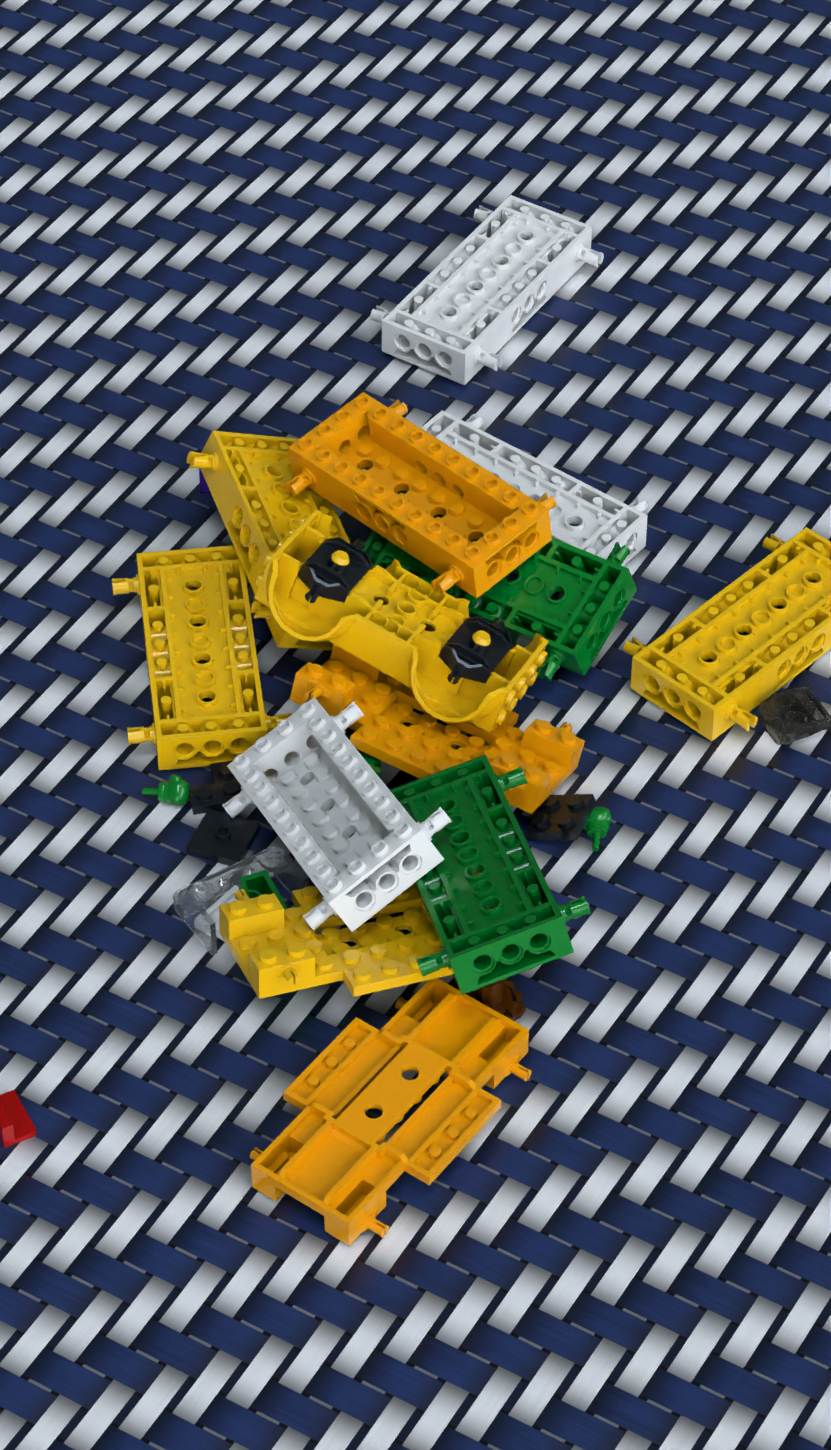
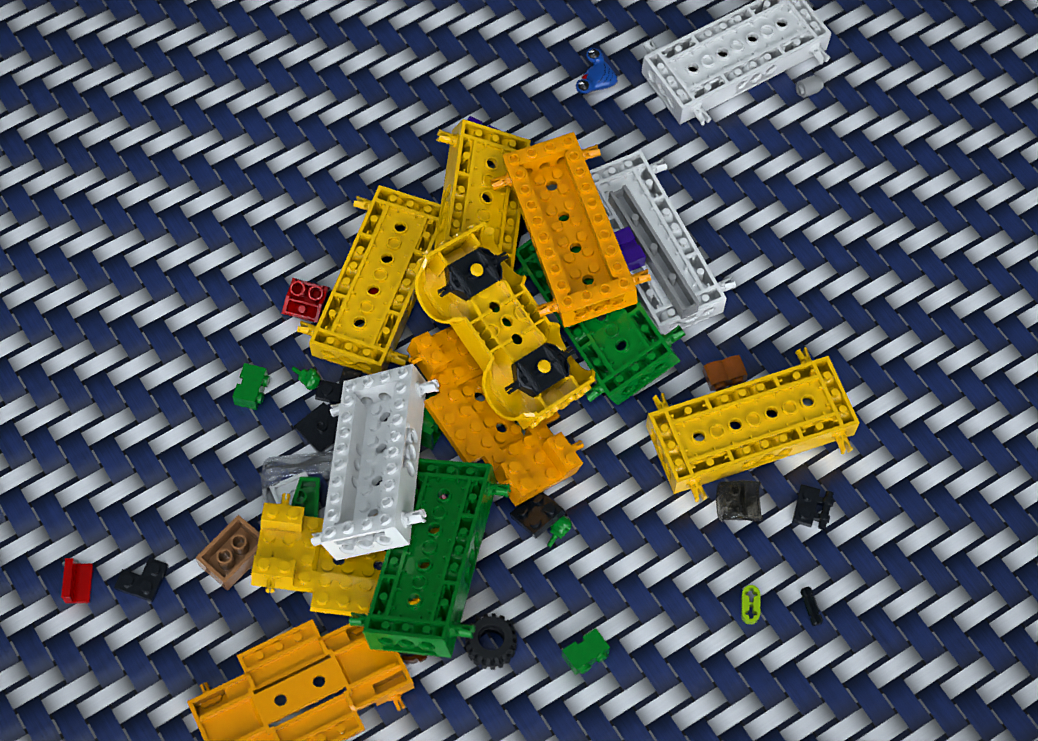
camera: 25 degrees right, 20 degrees up
(99, 1086) = (144, 585): none -> black plate
(102, 826) = (250, 391): none -> green brick
(112, 712) = (305, 300): none -> red slope
(199, 999) = (230, 553): none -> medium nougat brick
(333, 364) = (598, 76): none -> blue head
(570, 514) = (656, 254): none -> light grey tile
(596, 295) = (809, 86): none -> light grey brick
(600, 979) = (492, 657): none -> black tyre
(687, 597) = (725, 373): none -> dark orange brick
(716, 934) = (583, 655): none -> green brick

